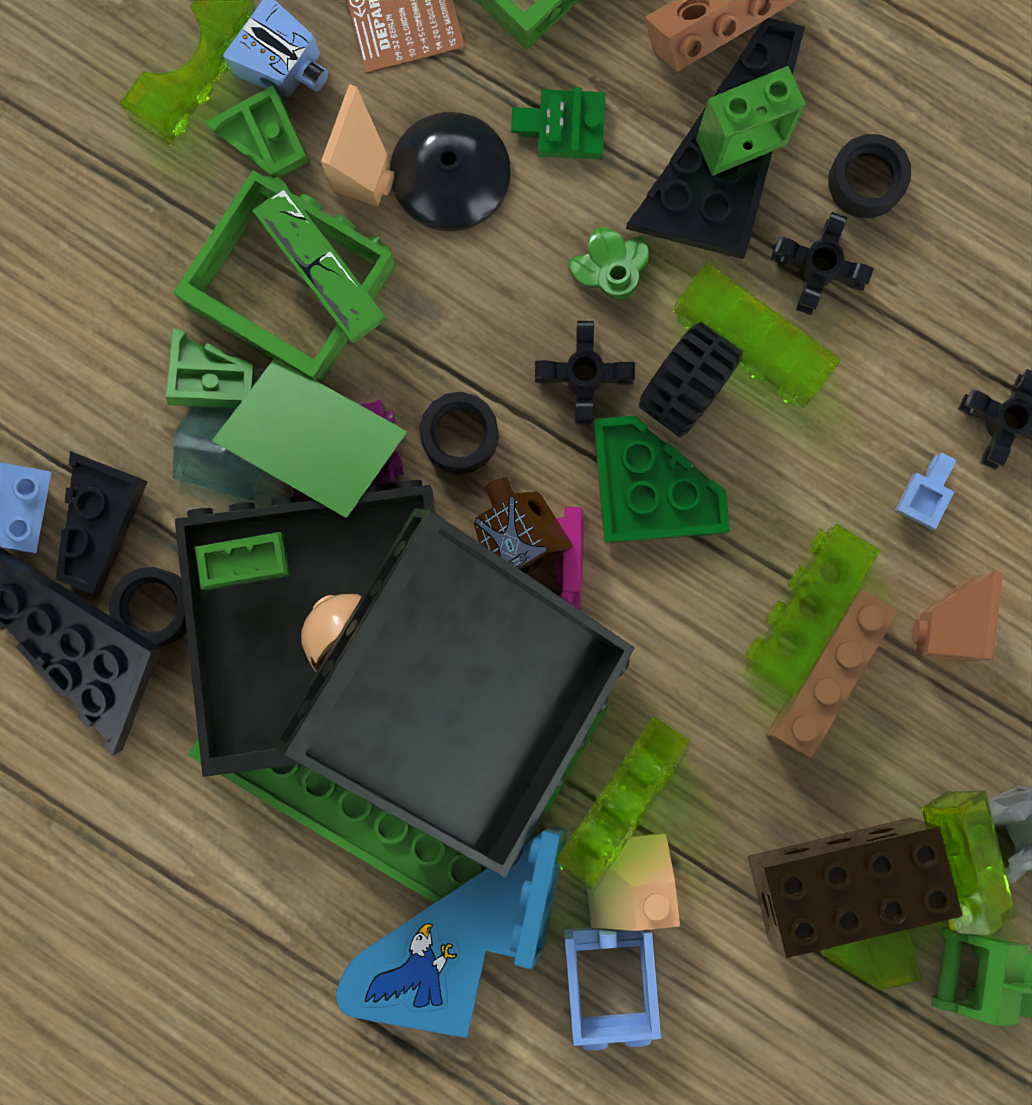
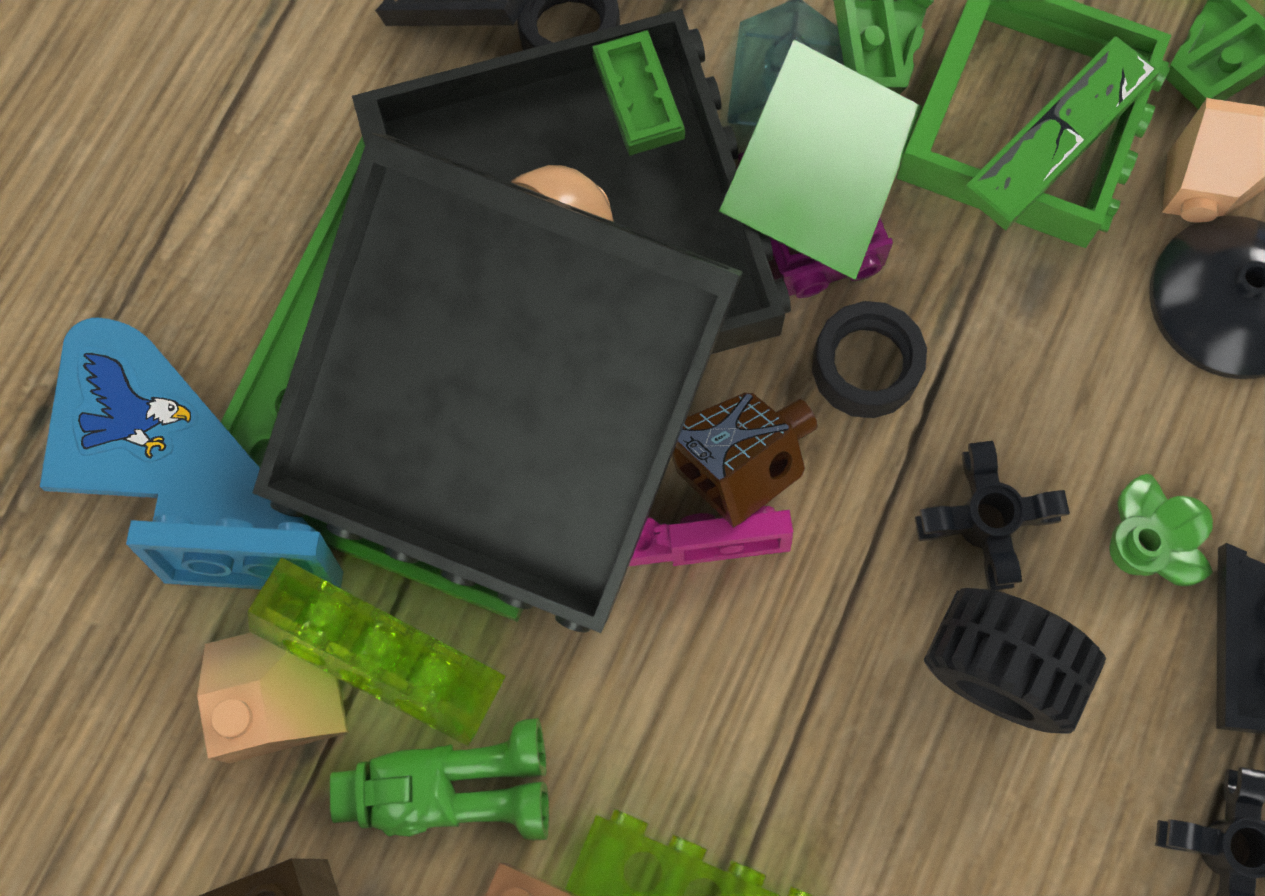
camera: 80 degrees right, 10 degrees down
(632, 1028) = (62, 674): light blue window -> none
(652, 487) = (842, 638): green plate -> none
(715, 789) = (415, 791): none -> bright green piece
(769, 342) = (1103, 764): clear neon green brick -> none

